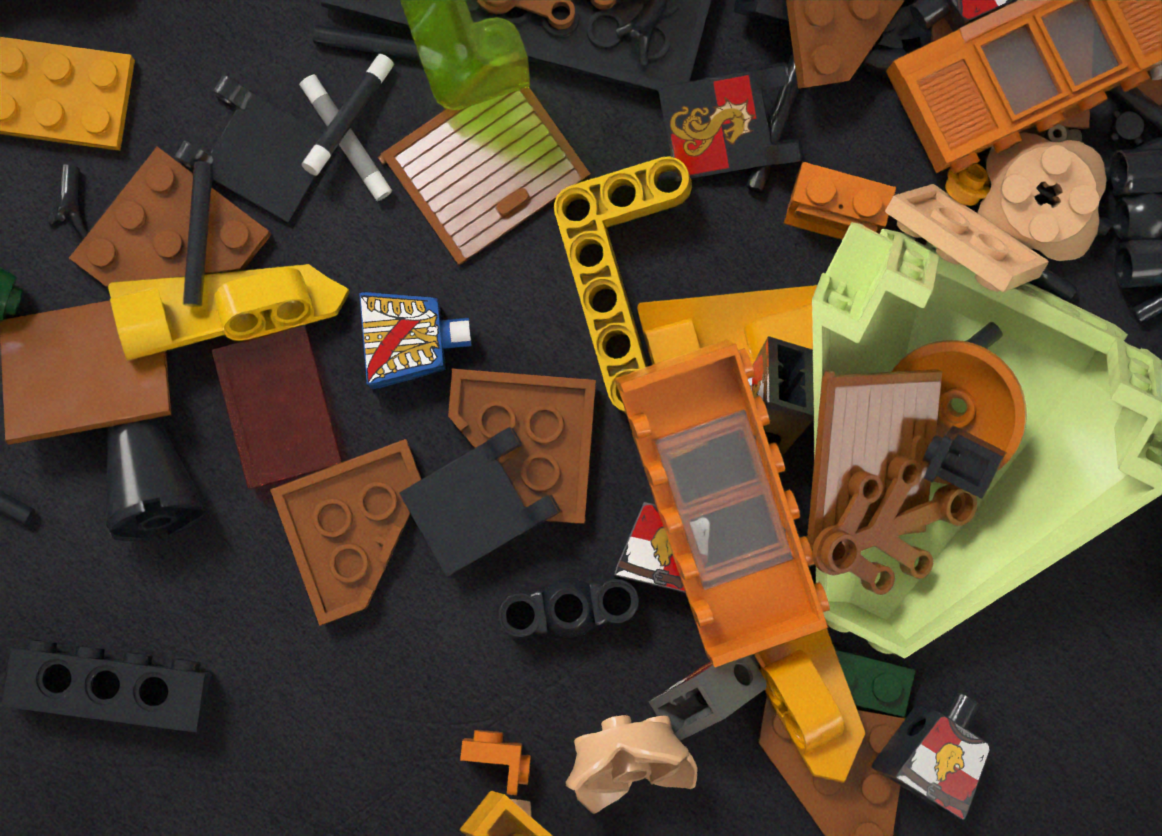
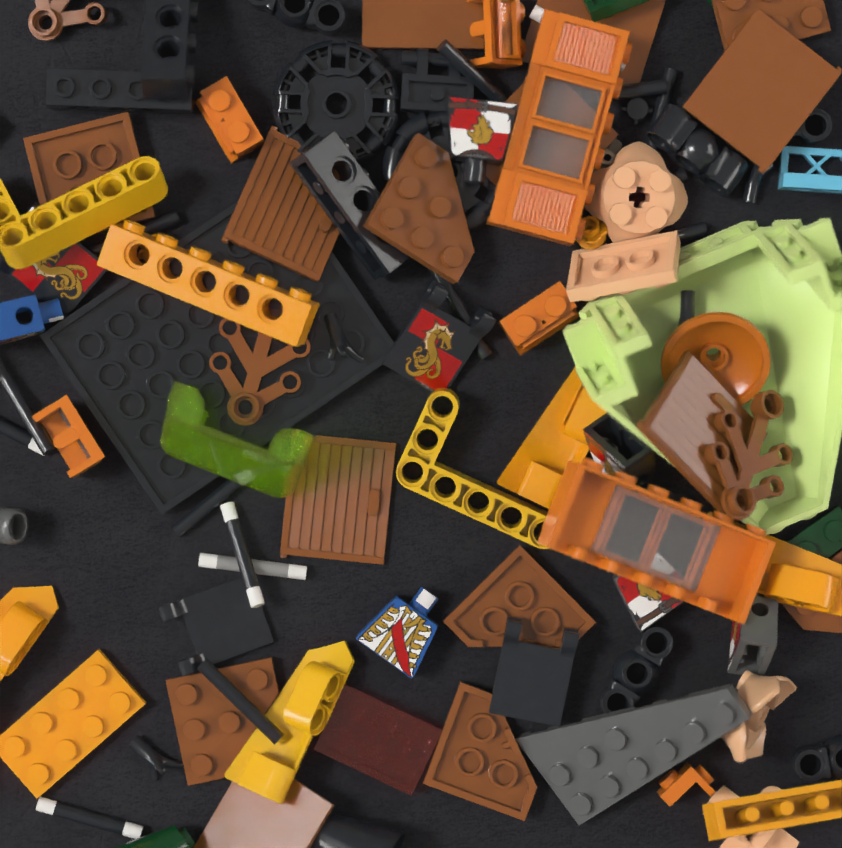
camera: 50 degrees left, 5 degrees up
(474, 659) = (620, 751): none -> dark grey wing
(963, 461) = (748, 382): black bracket -> none

